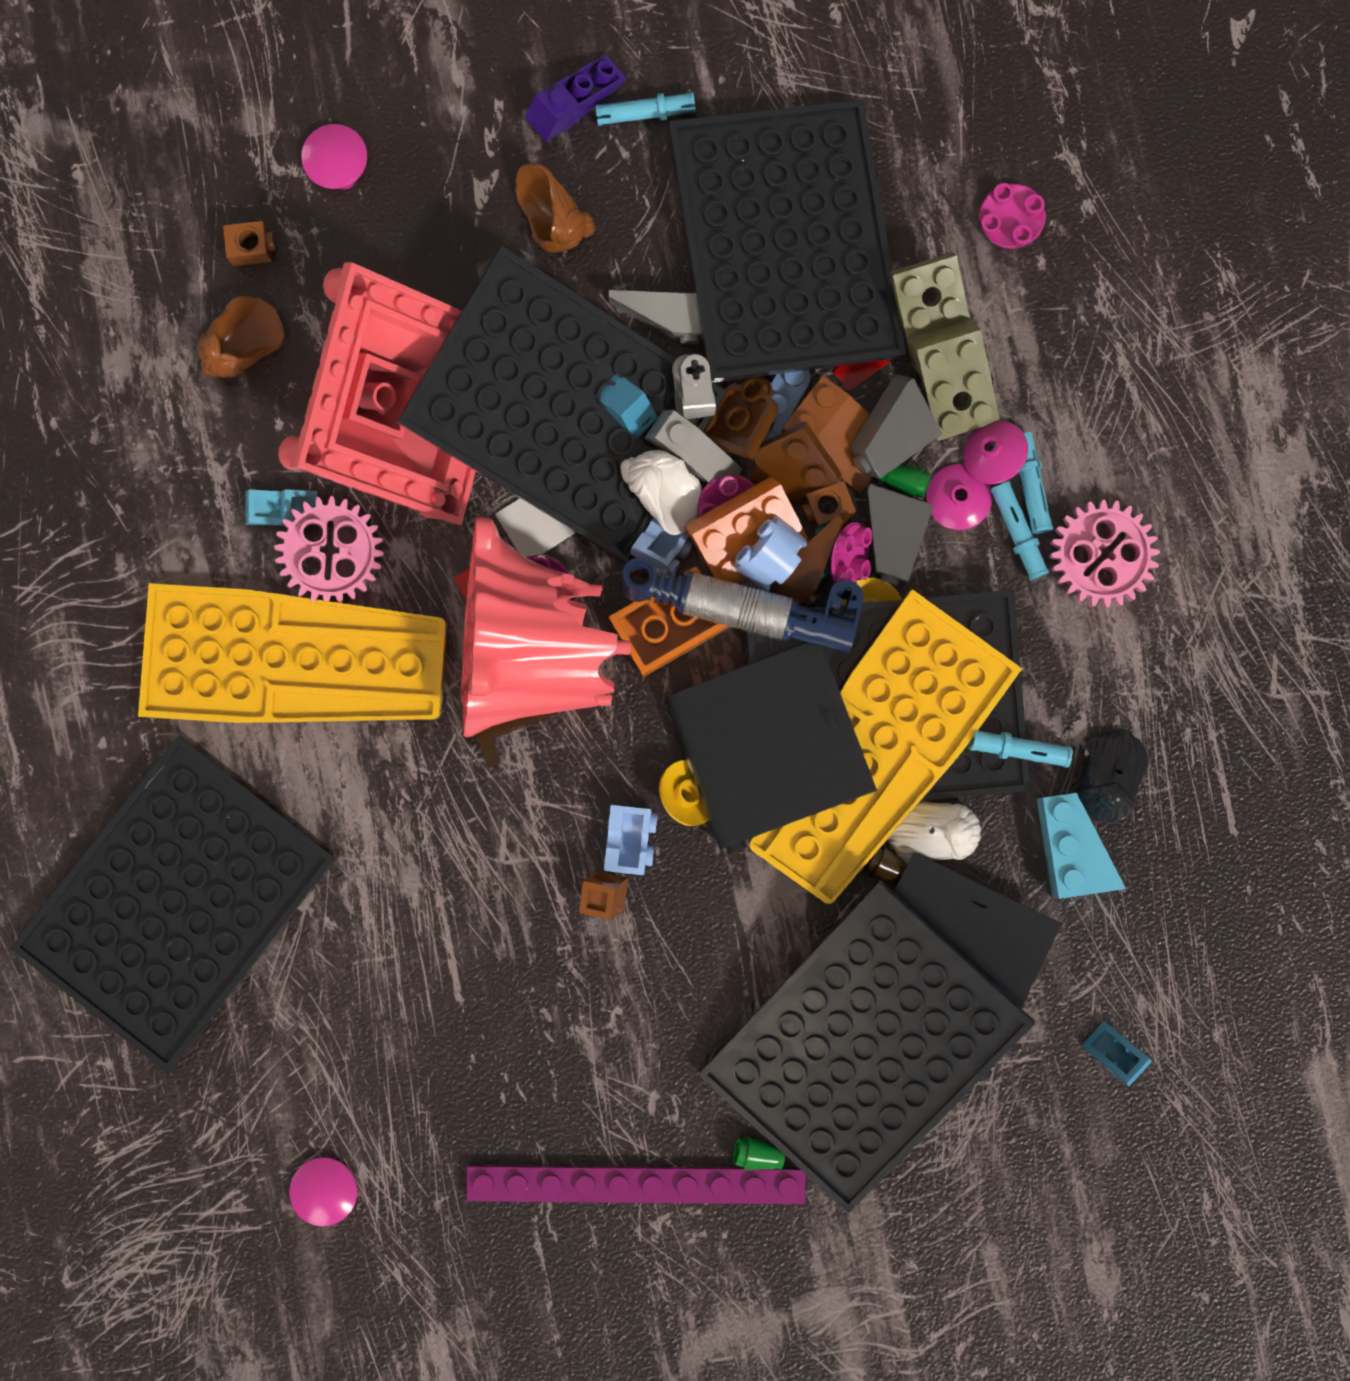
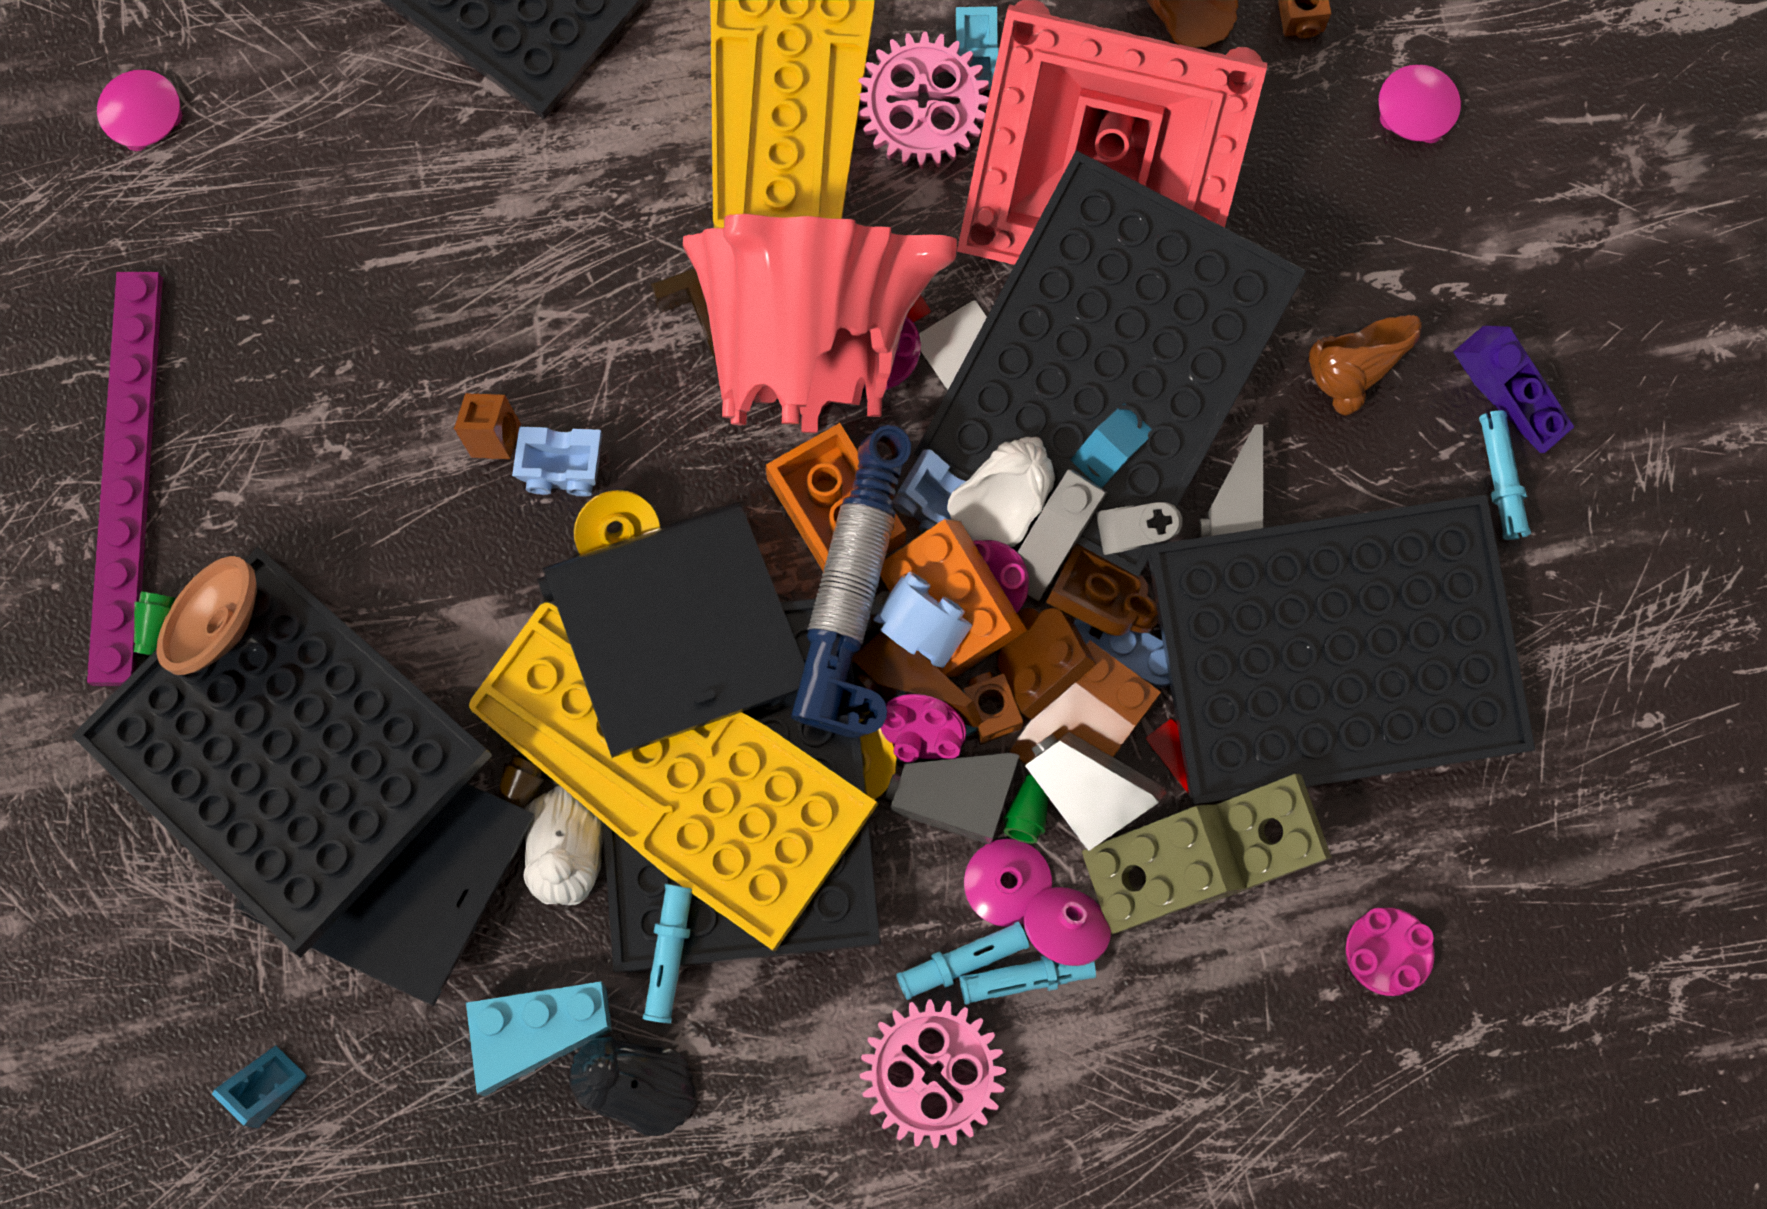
camera: 85 degrees right, 10 degrees down
(764, 1107) = (208, 616): none -> nougat dish

